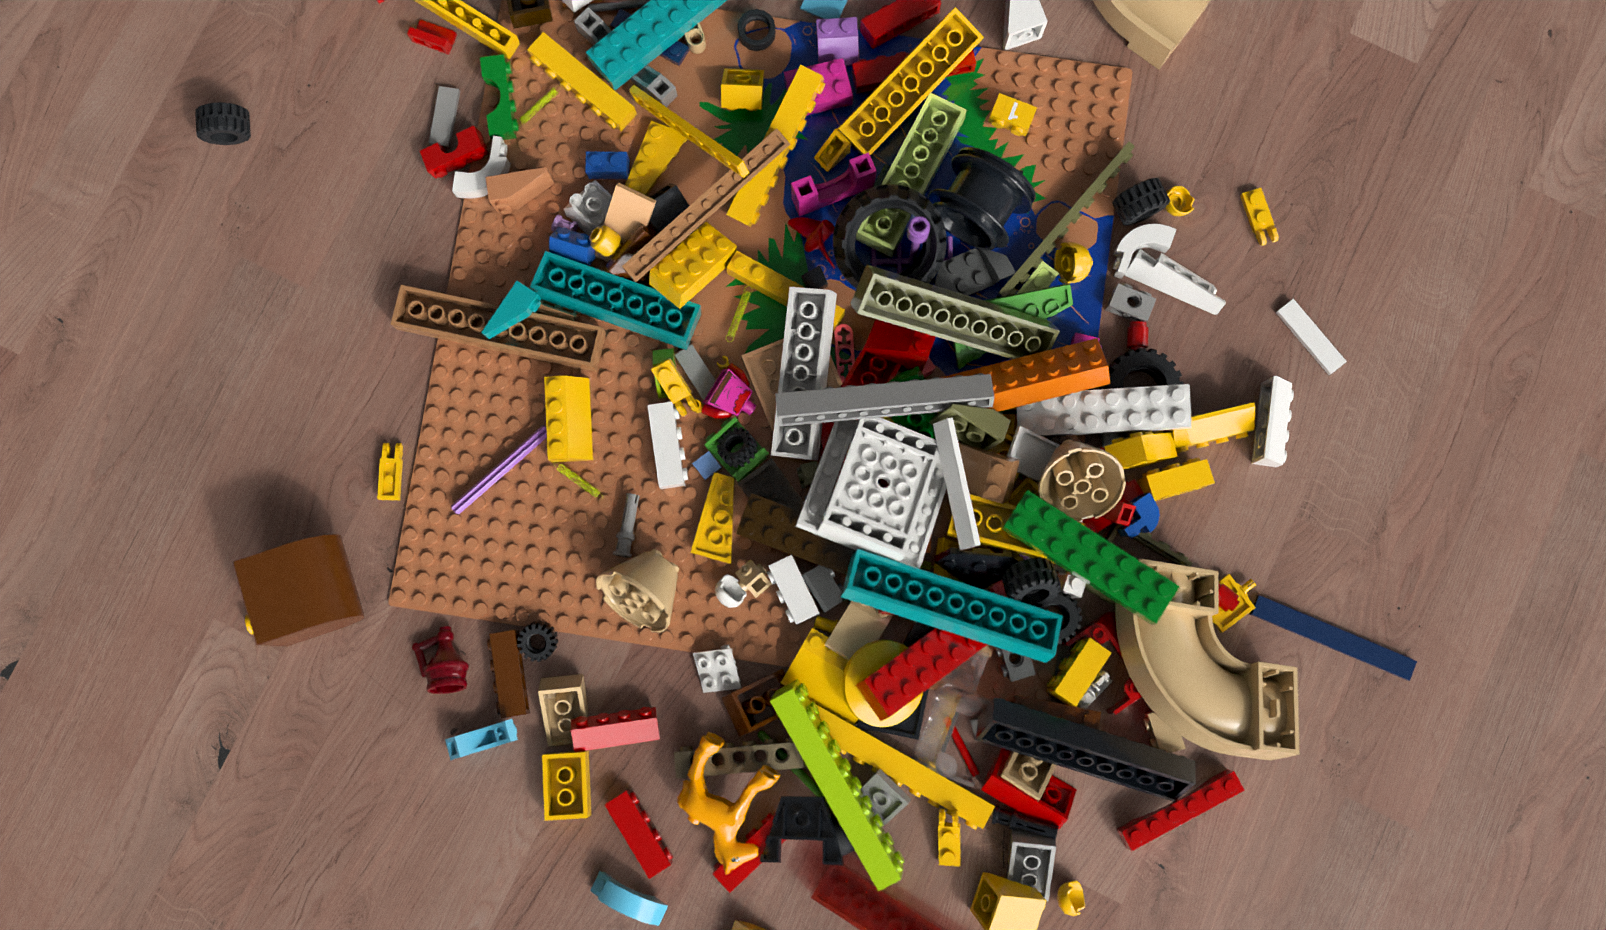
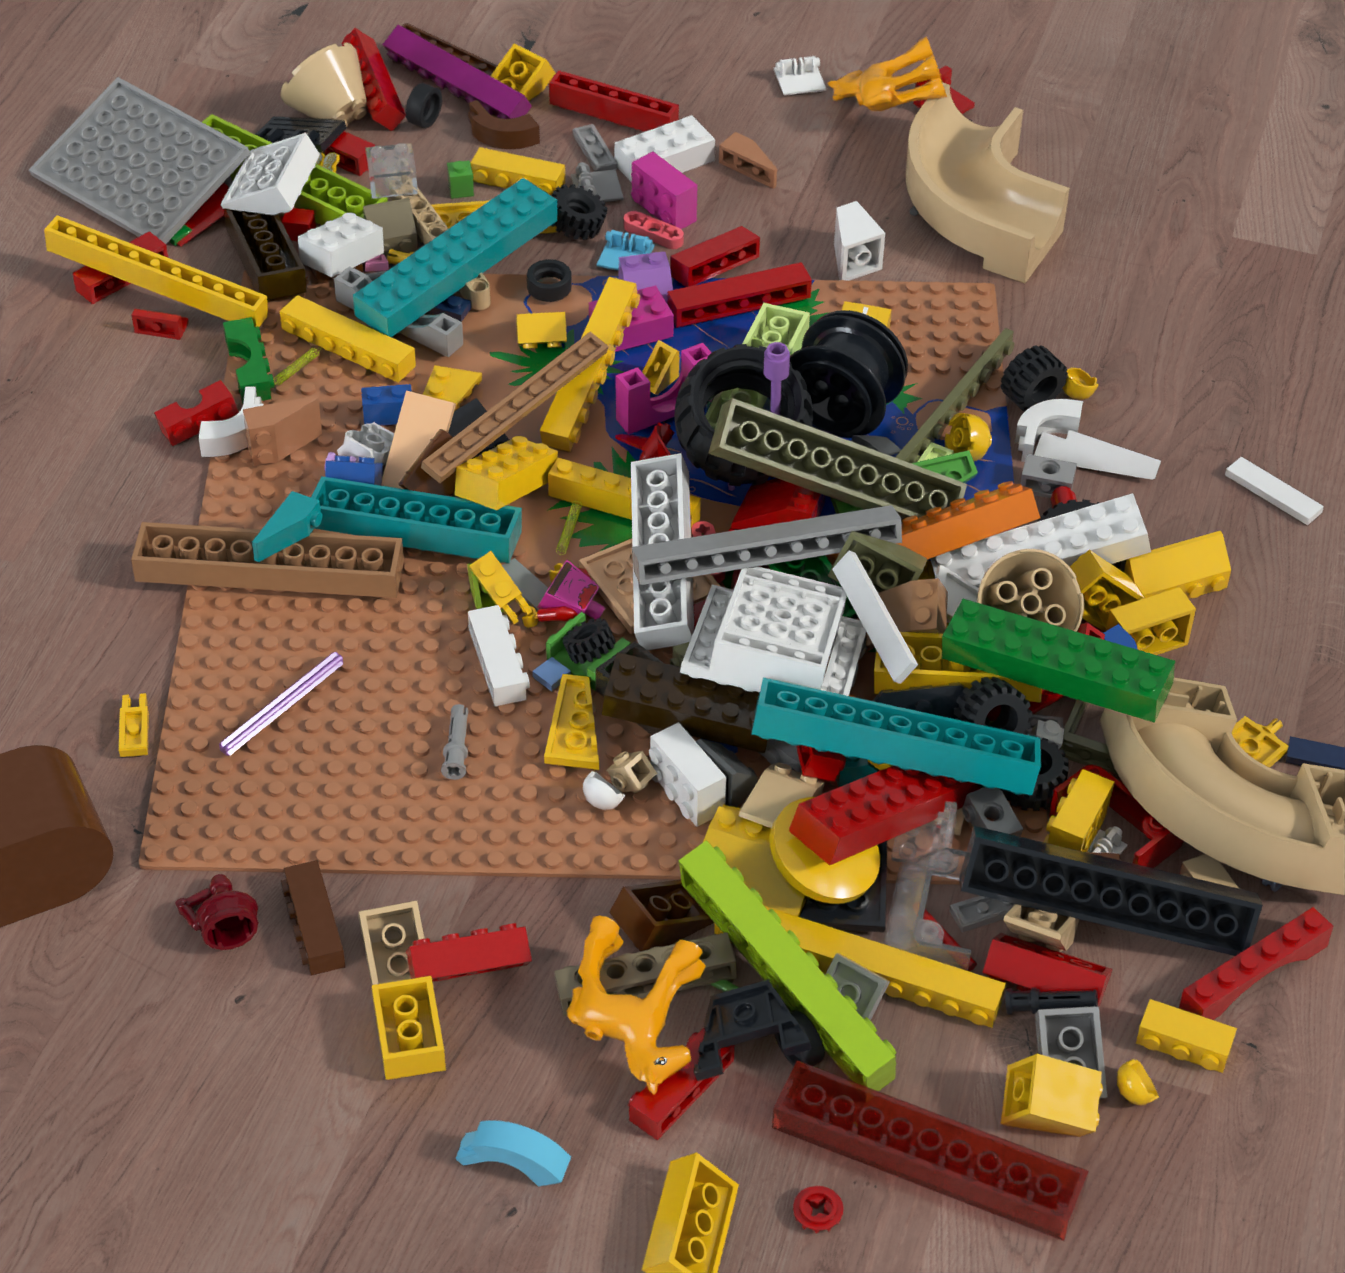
camera: 10 degrees left, 35 degrees down
(444, 116) = (181, 384): light grey tile -> none
(481, 739) = (279, 996): medium azure arch -> none
(529, 650) = (349, 860): black tyre -> none
(568, 419) = (366, 642): yellow slope -> none
(594, 489) = (385, 705): neon yellow piece -> none
(605, 240) = (395, 456): yellow head -> none
(639, 834) = (517, 1078): red brick -> none
(641, 590) = (480, 790): tan cone -> none
(689, 131) = (486, 350): yellow tile -> none
(717, 669) = (597, 879): white hinge -> none
(910, 82) = (743, 287): yellow brick -> none
(949, 839) = (952, 1033): yellow hinge -> none
(1115, 861) = (1186, 1036): none -> yellow brick
(1227, 598) = (1247, 731): red brick -> none
(1259, 215) = (1178, 391): yellow hinge -> none
(1272, 422) = (1252, 565): white slope -> none

